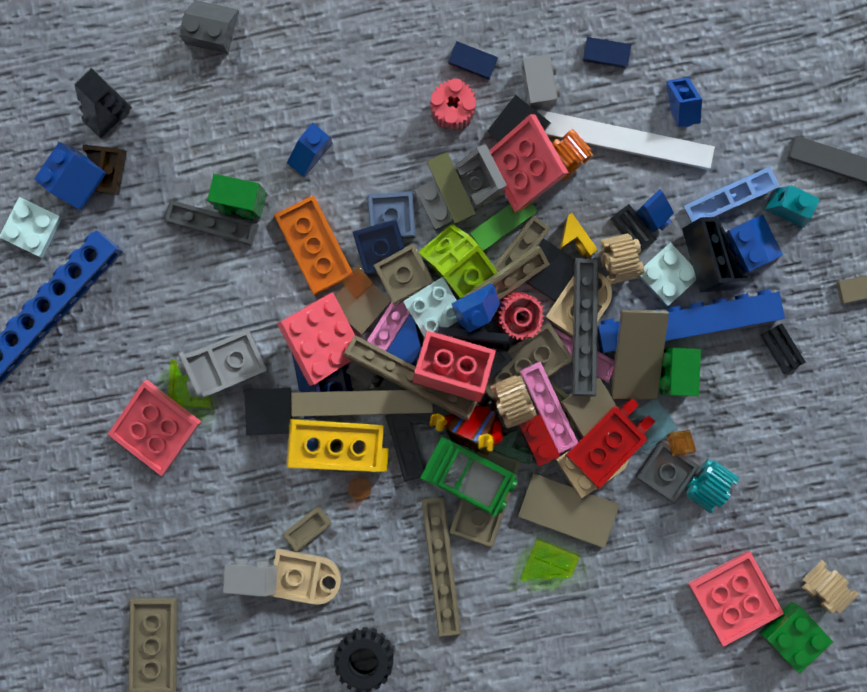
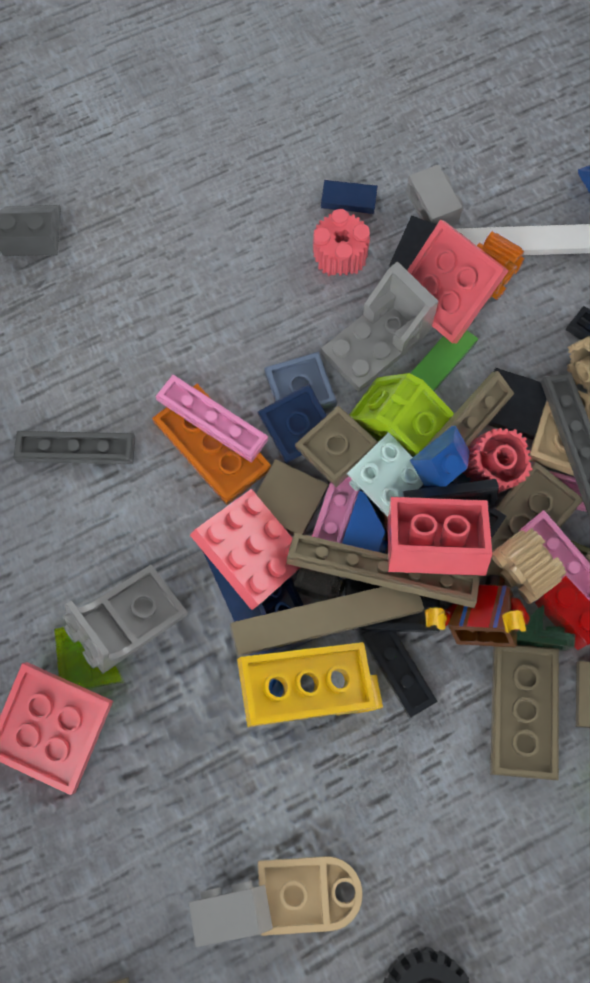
camera: 15 degrees left, 15 degrees down
(236, 196) = (101, 402): green brick -> none
(268, 411) = (201, 668): black tile -> none
(307, 528) = (293, 820): dark tan tile -> none
(309, 149) = (180, 332): blue slope -> none
(317, 227) = (212, 418): none -> bright pink tile
(357, 282) = (279, 472): clear orange tile -> none
(359, 488) = (351, 743): clear orange tile -> none
(441, 566) = (497, 830): dark tan tile -> none
(451, 188) = (366, 333): olive tile -> none
(469, 476) = (499, 684): door -> none
(528, 237) = (476, 369): dark tan tile -> none
(574, 231) = (533, 350): yellow slope -> none
(606, 52) = (500, 155): dark blue tile -> none

